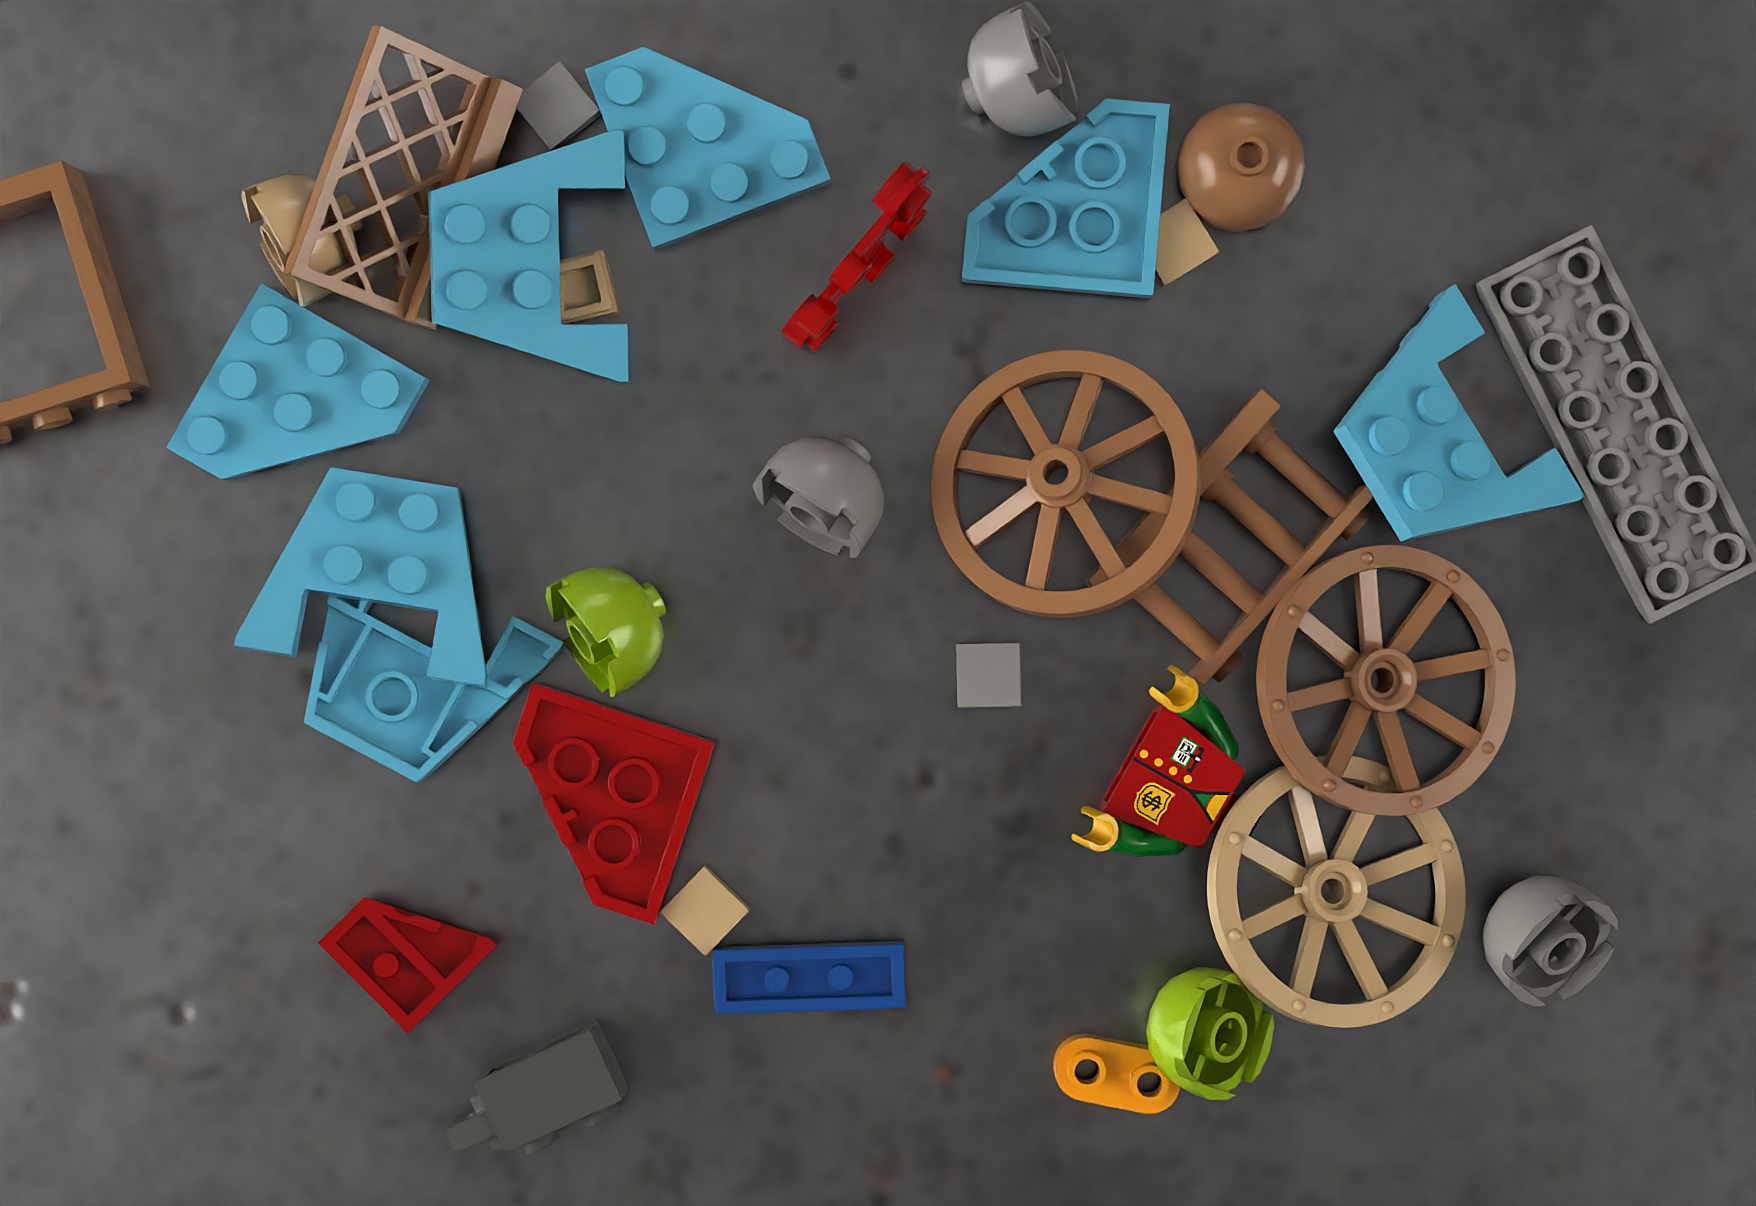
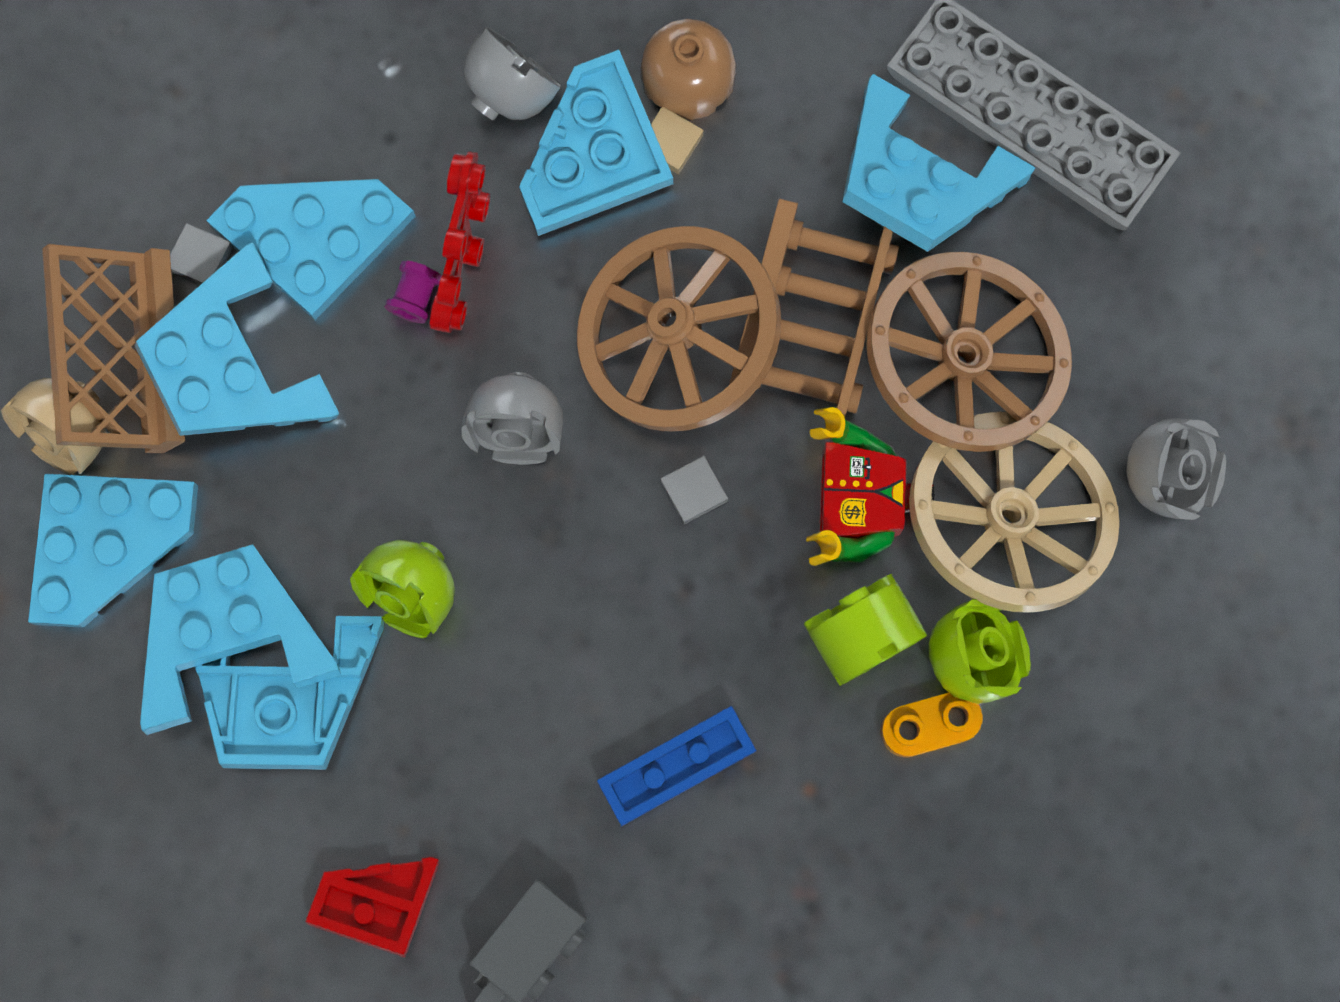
camera: 25 degrees left, 10 degrees down
(586, 288) = (279, 365): tan tile -> none
(613, 792) = (470, 704): red plate -> none
(705, 910) = (577, 757): tan tile -> none
(783, 279) = (413, 292): none -> magenta bush
(1096, 943) = (865, 629): none -> lime brick

